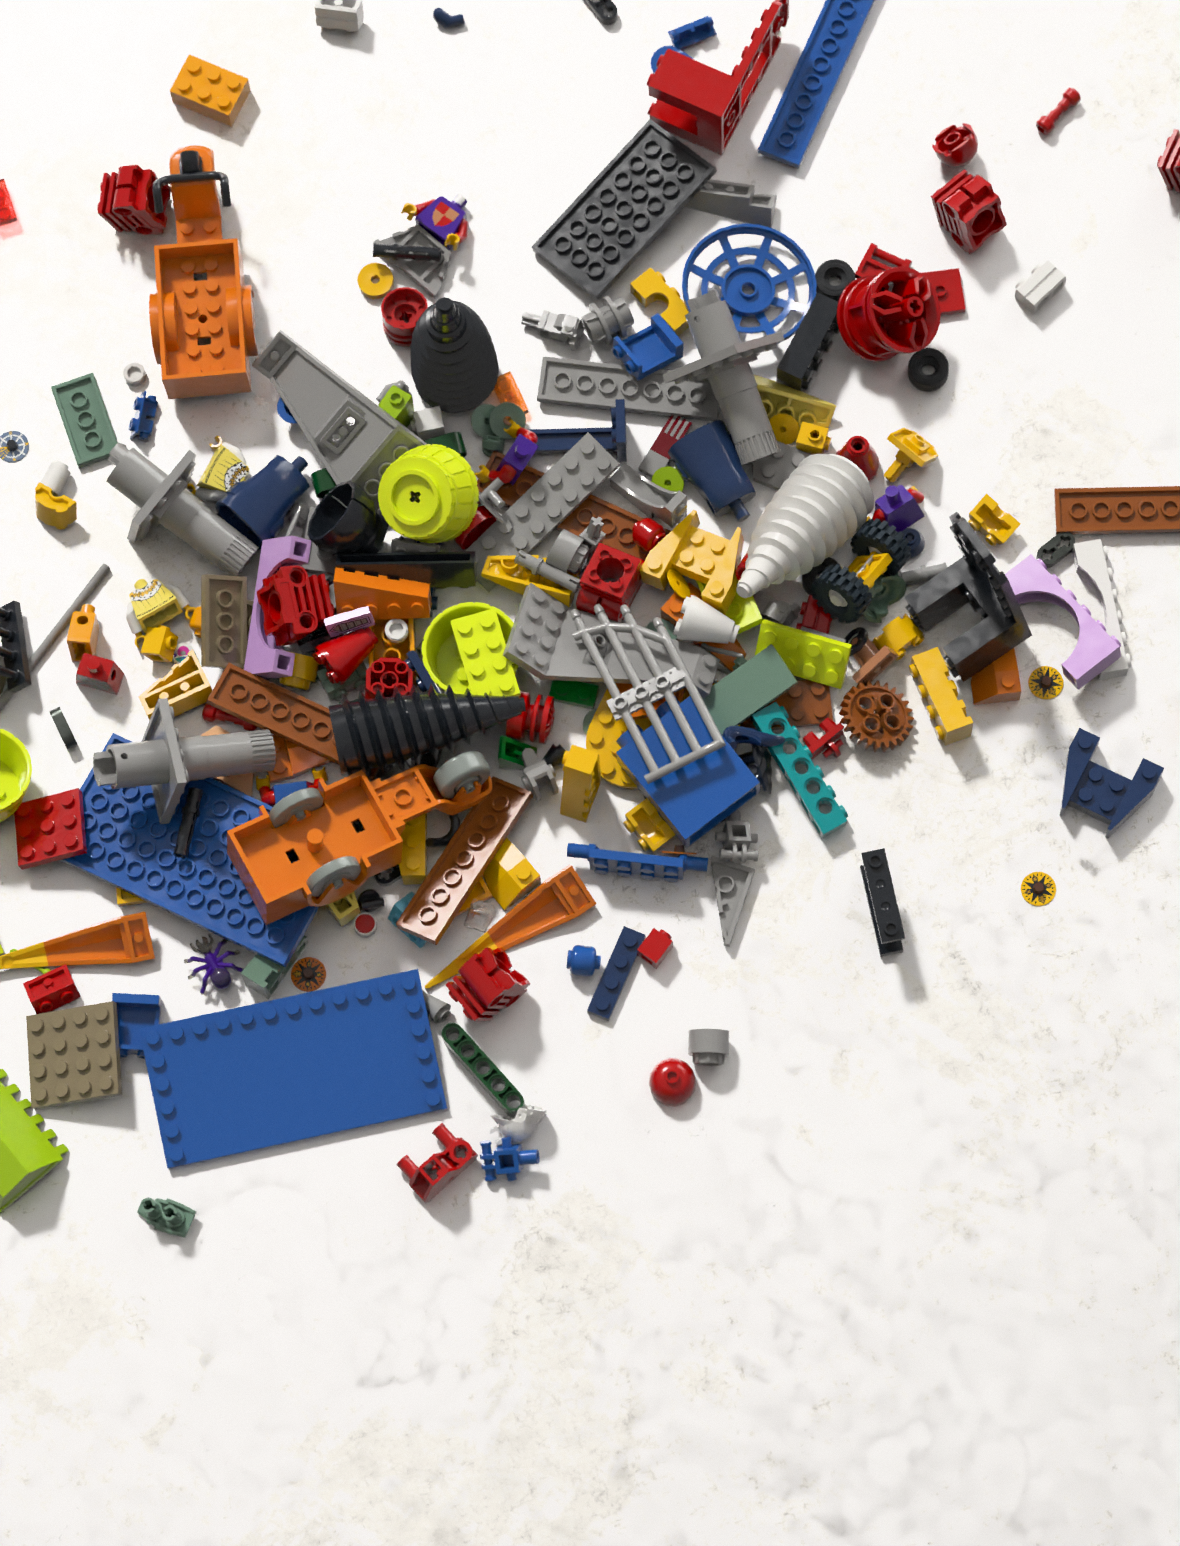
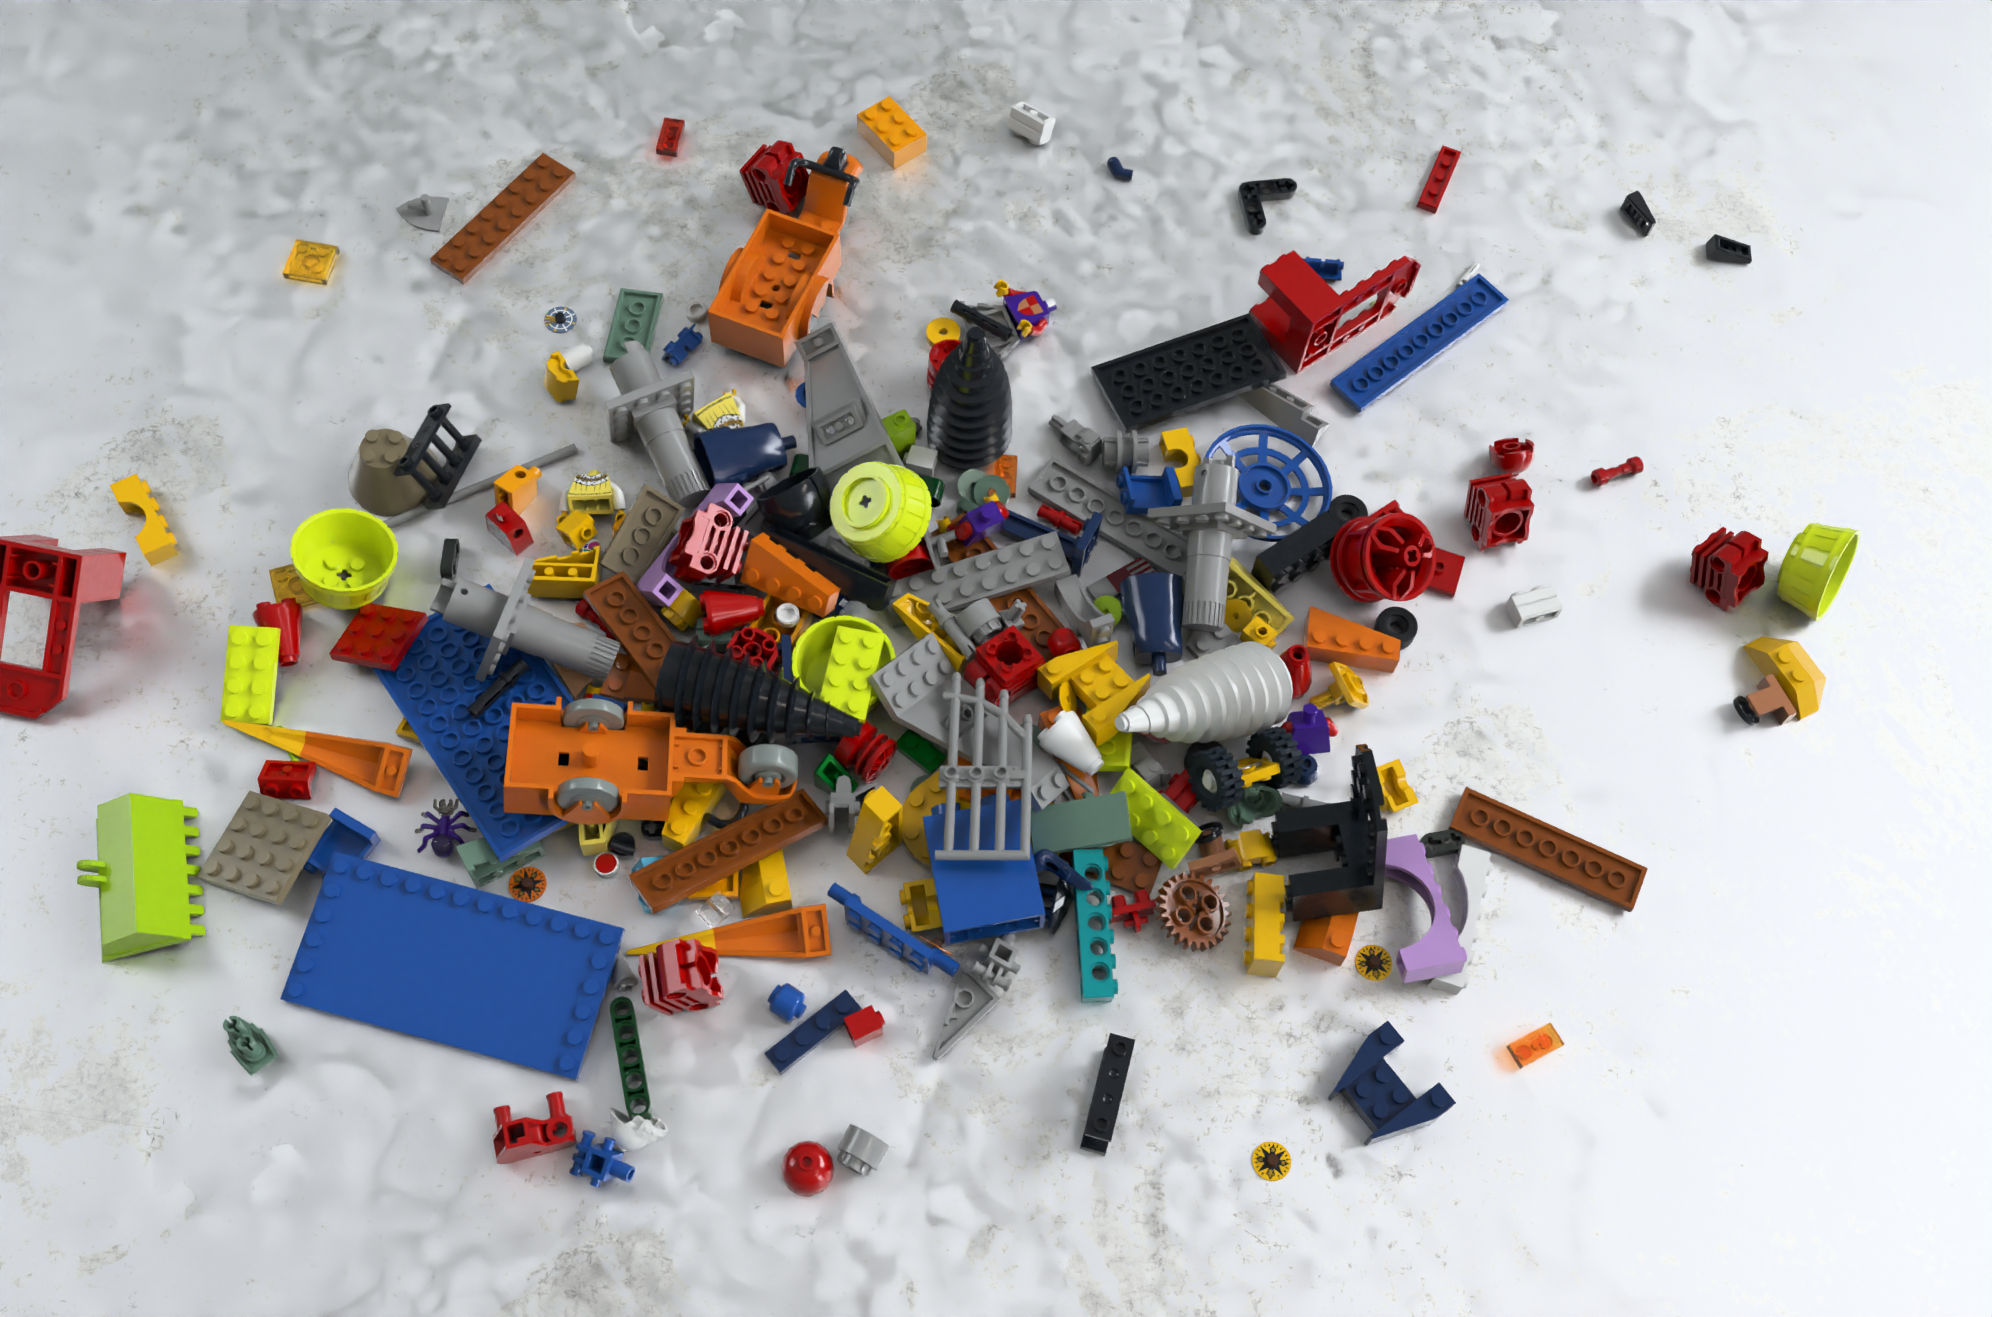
camera: 15 degrees right, 10 degrees down
(349, 621) = (747, 583): tile -> none
(581, 415) = (1059, 519): none -> red pin
(892, 406) = (1348, 643): none -> orange wedge

